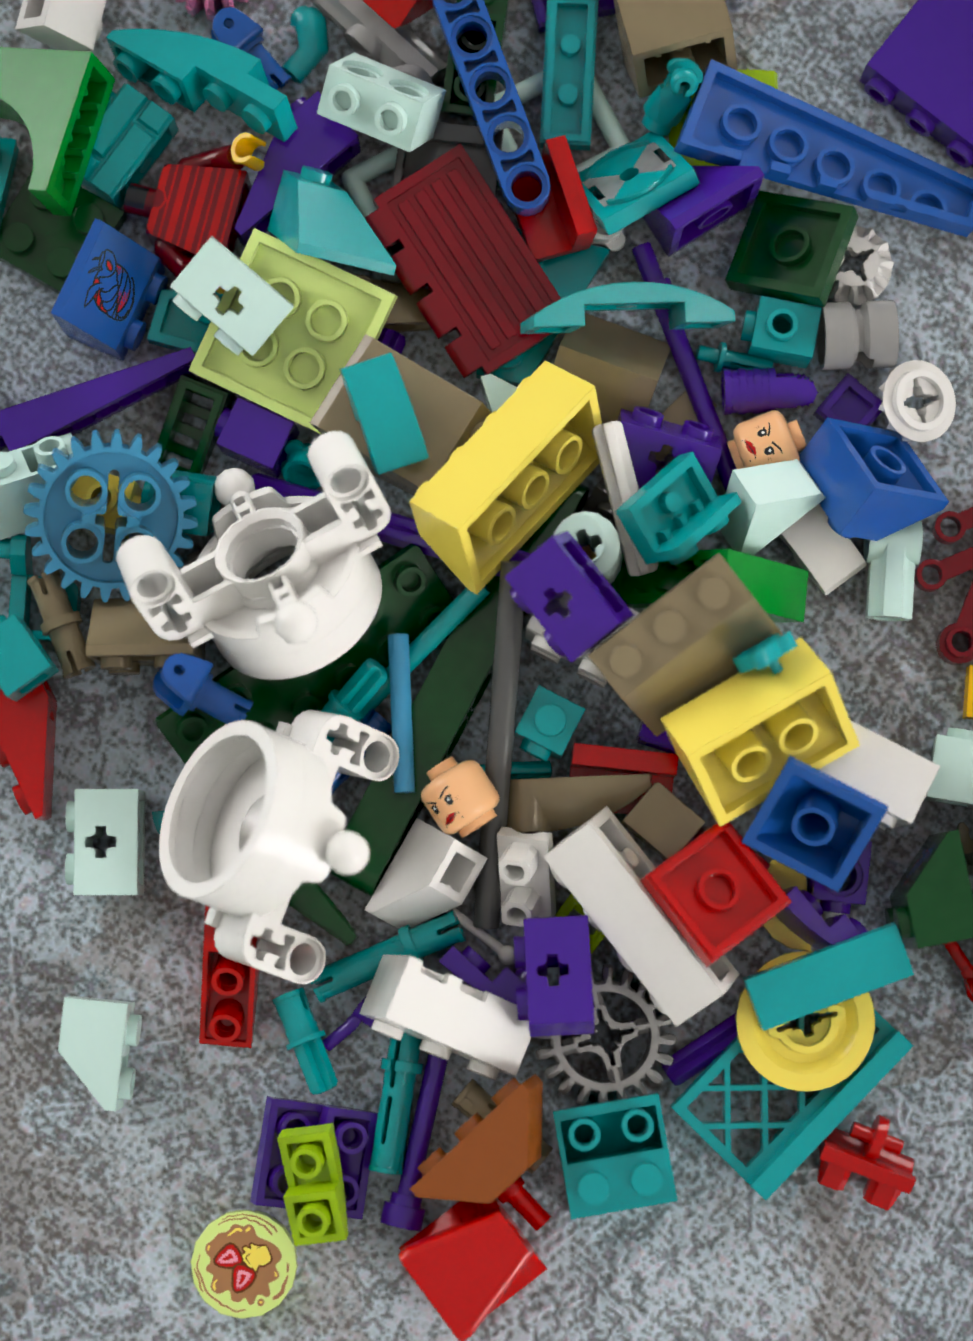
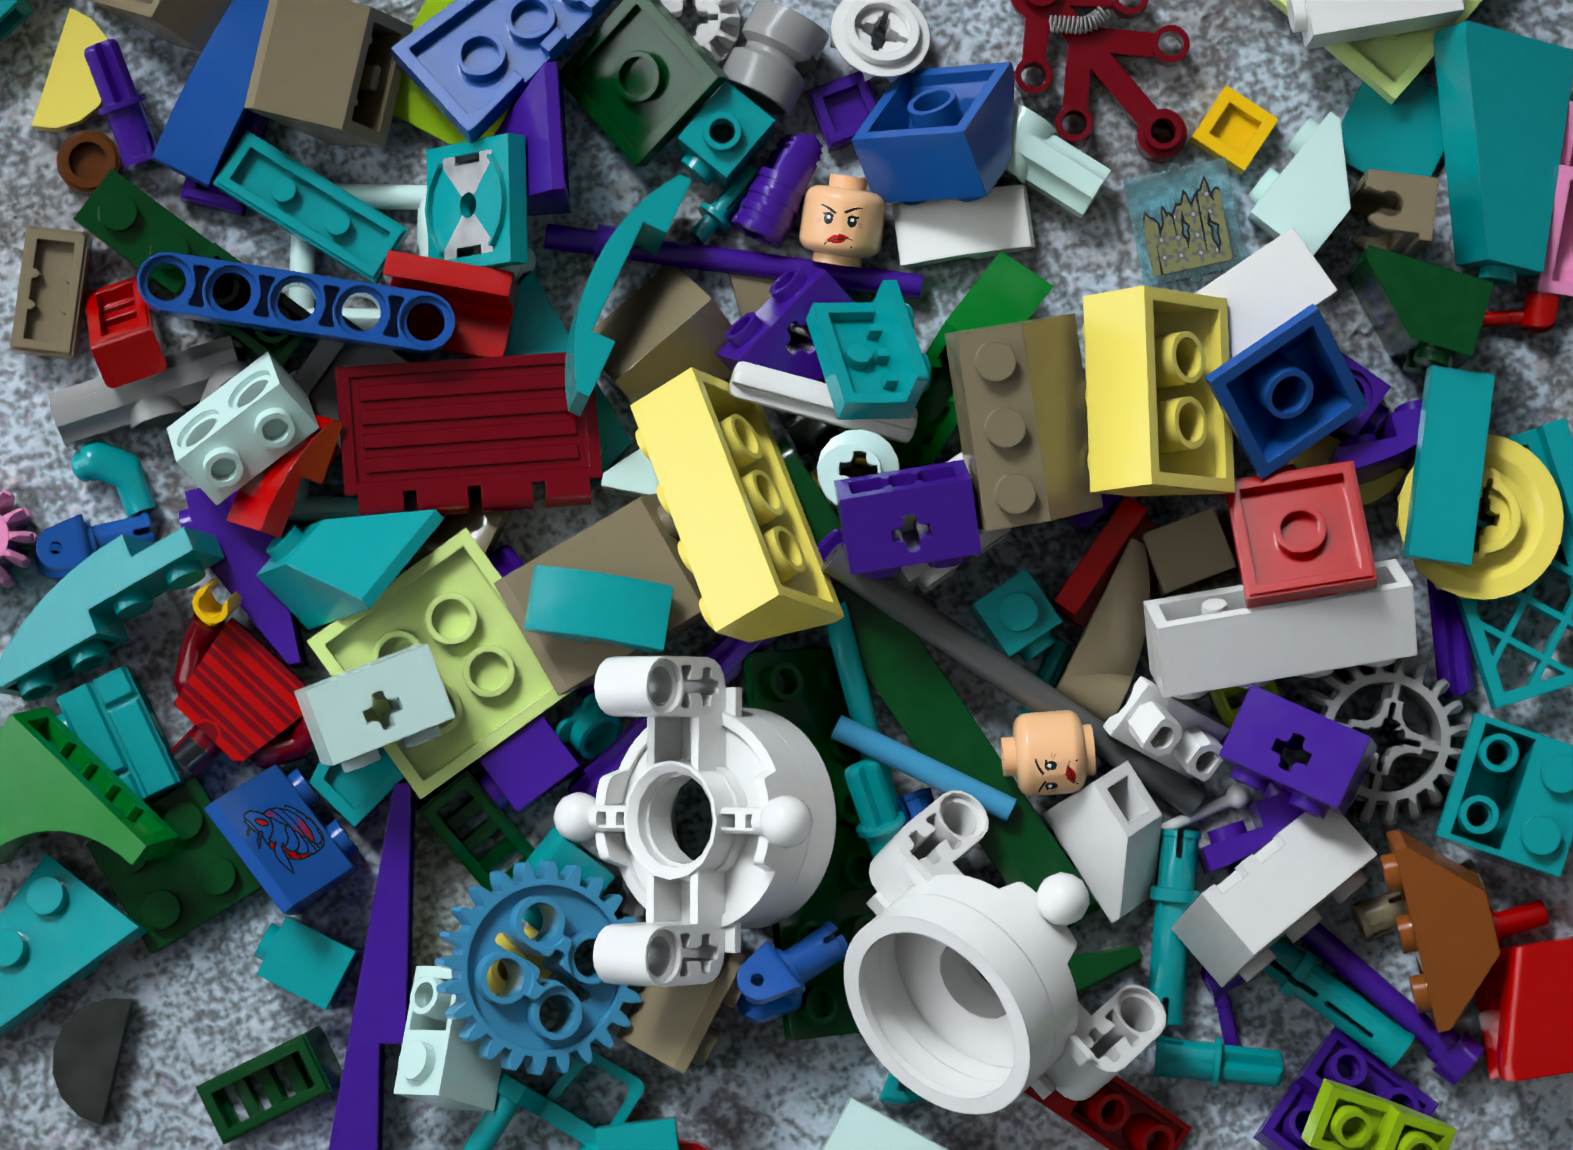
camera: 65 degrees left, 0 degrees up
(34, 357) = (306, 961): none -> teal brick
(61, 624) = (625, 1087): dark tan pin -> none
(344, 147) = (271, 496): none -> red slope
(671, 98) = (407, 112): teal arm -> none
(765, 653) = (1084, 343): teal piece -> none
(771, 502) = (909, 246): light aqua slope -> none
(904, 693) = (1185, 222): none -> piece

